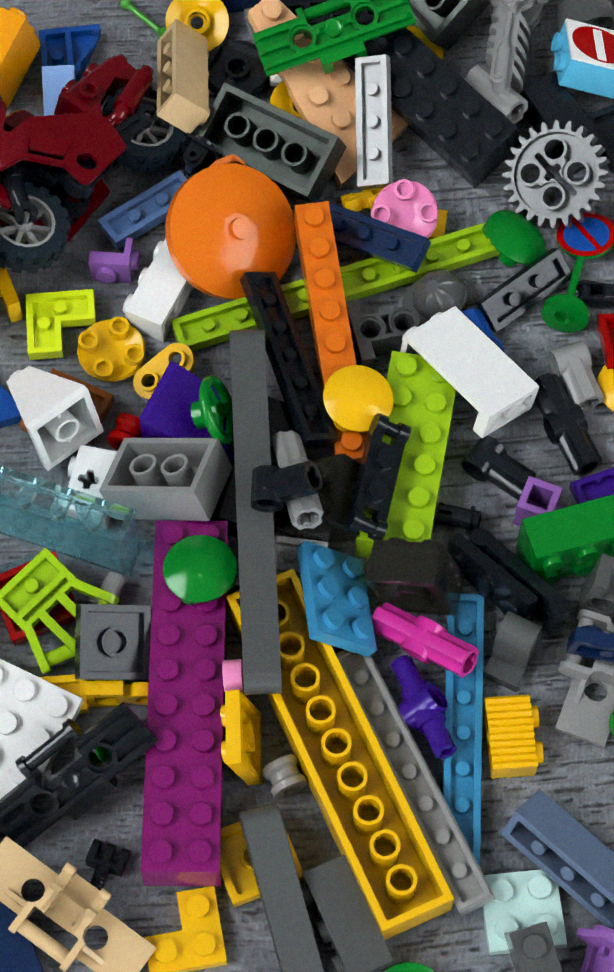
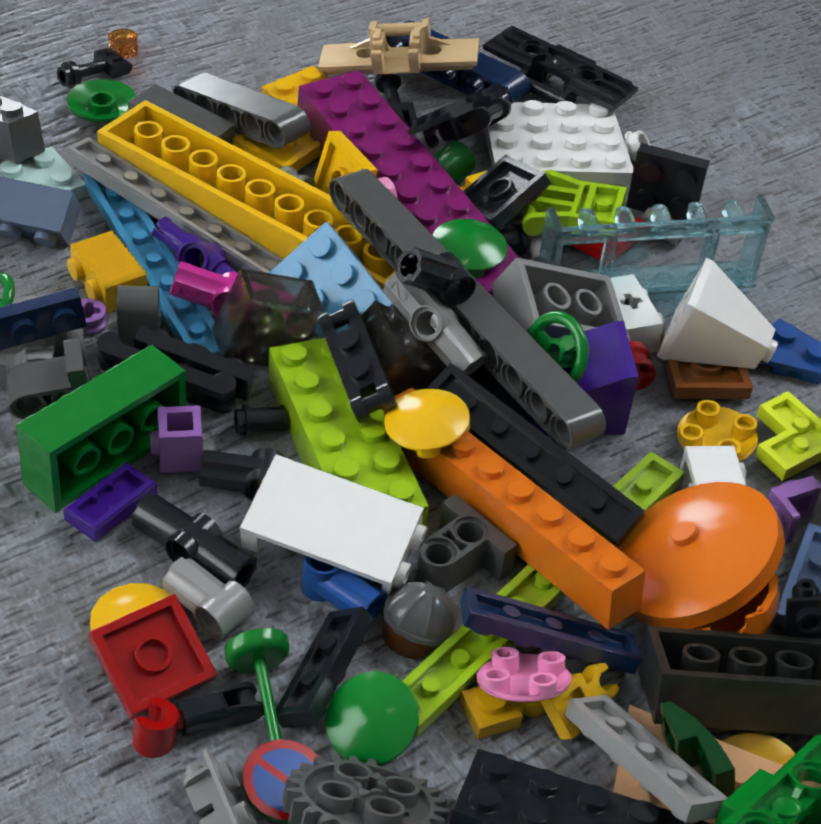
camera: 145 degrees right, 20 degrees down
(158, 365) = (647, 427): yellow plate -> none
(341, 110) = (697, 747): none -> dark green slope
(542, 686) = (98, 320): none -> medium lavender bush

